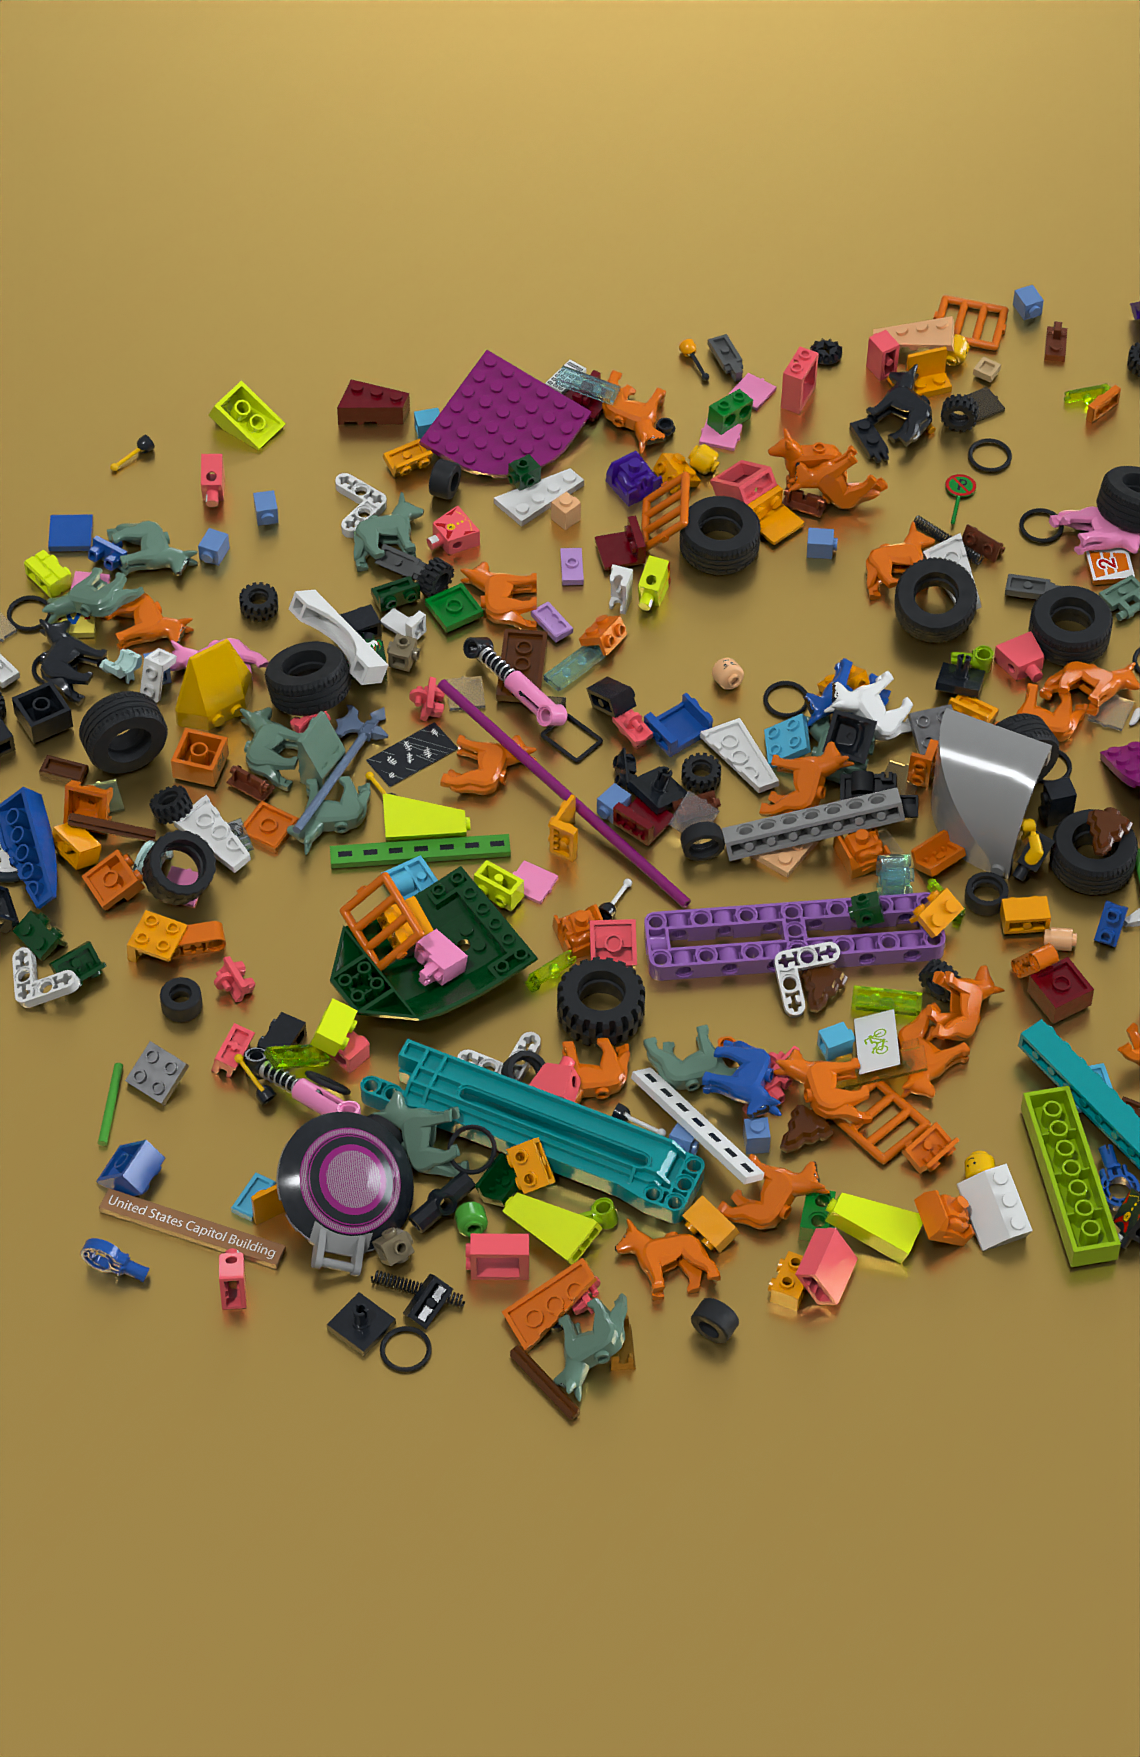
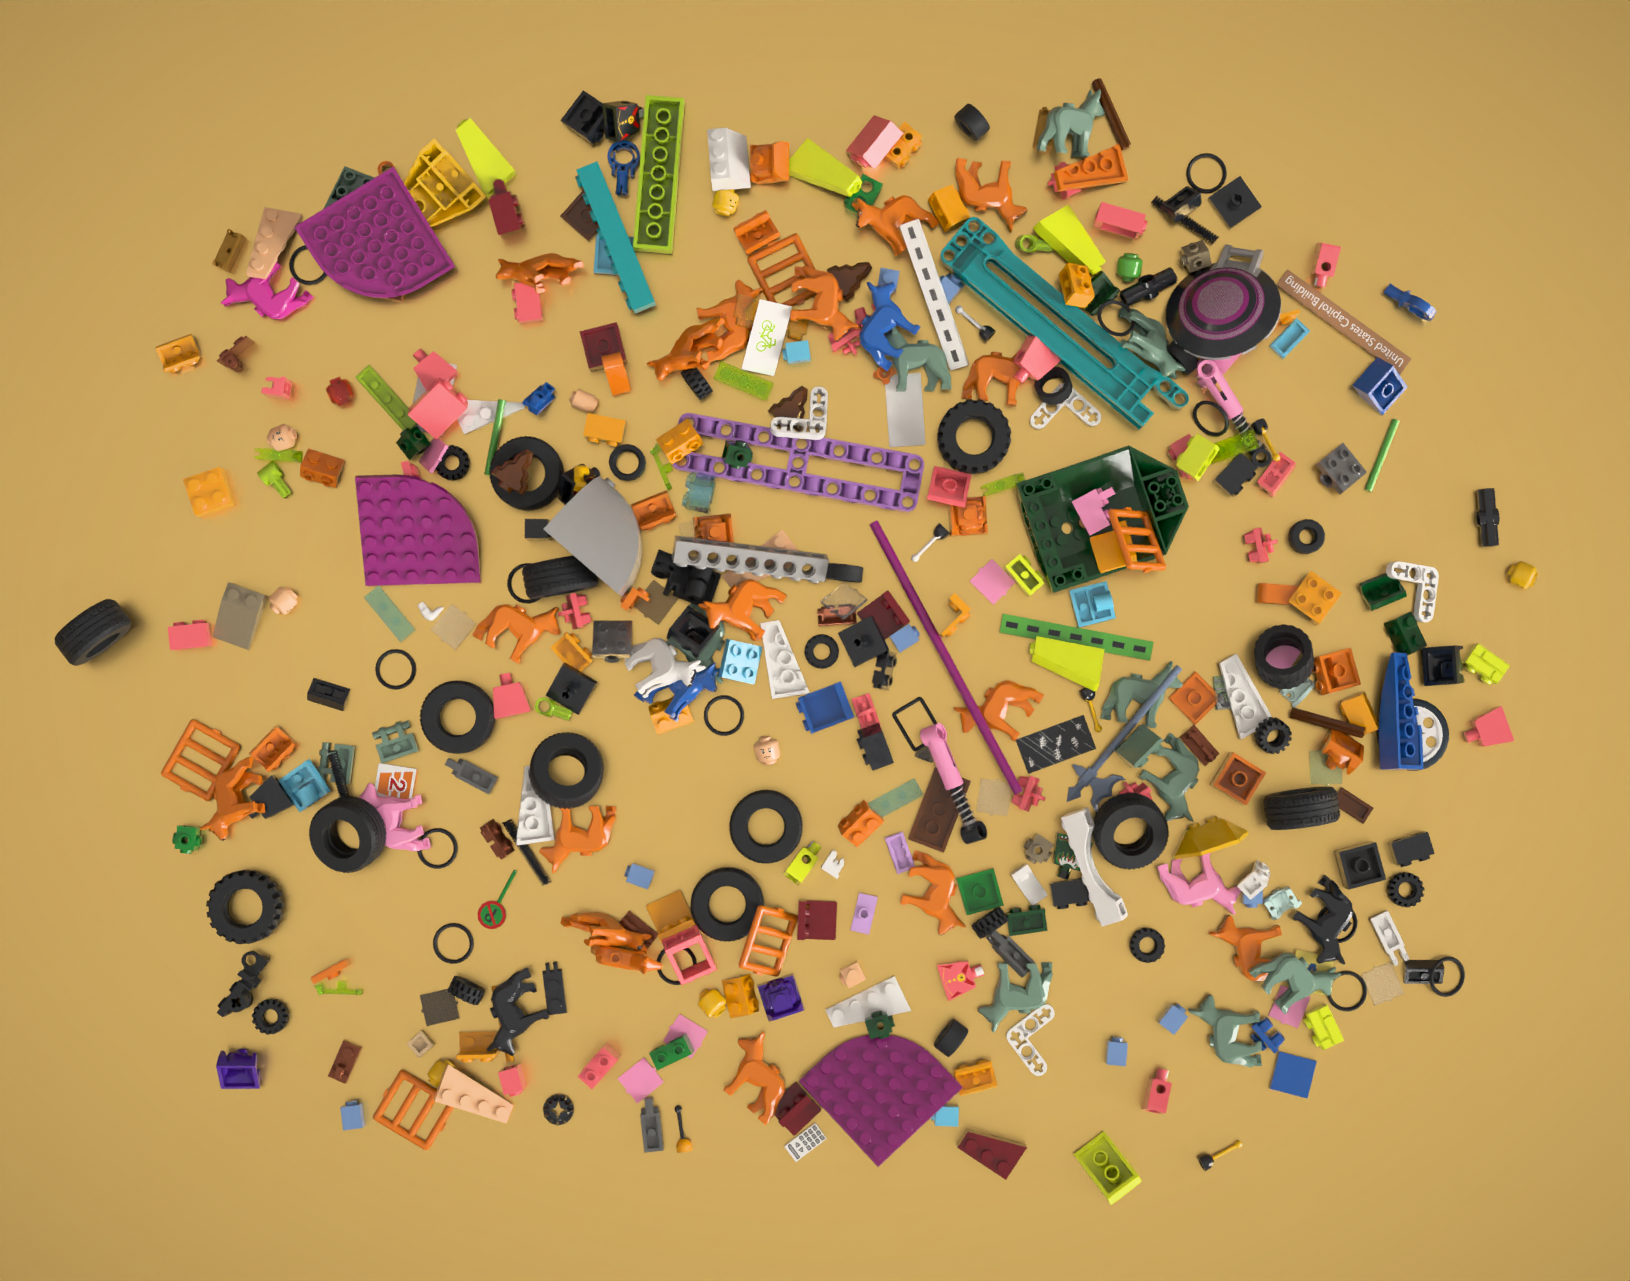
camera: 165 degrees left, 35 degrees up
(587, 385) = (795, 1106): clear light blue tile -> none
(666, 426) = (734, 1059): black plate -> none
(684, 1012) = (905, 412): none -> white sticker
(710, 585) = (792, 826): none -> black tyre
(1092, 680) = (459, 654): orange animal -> none

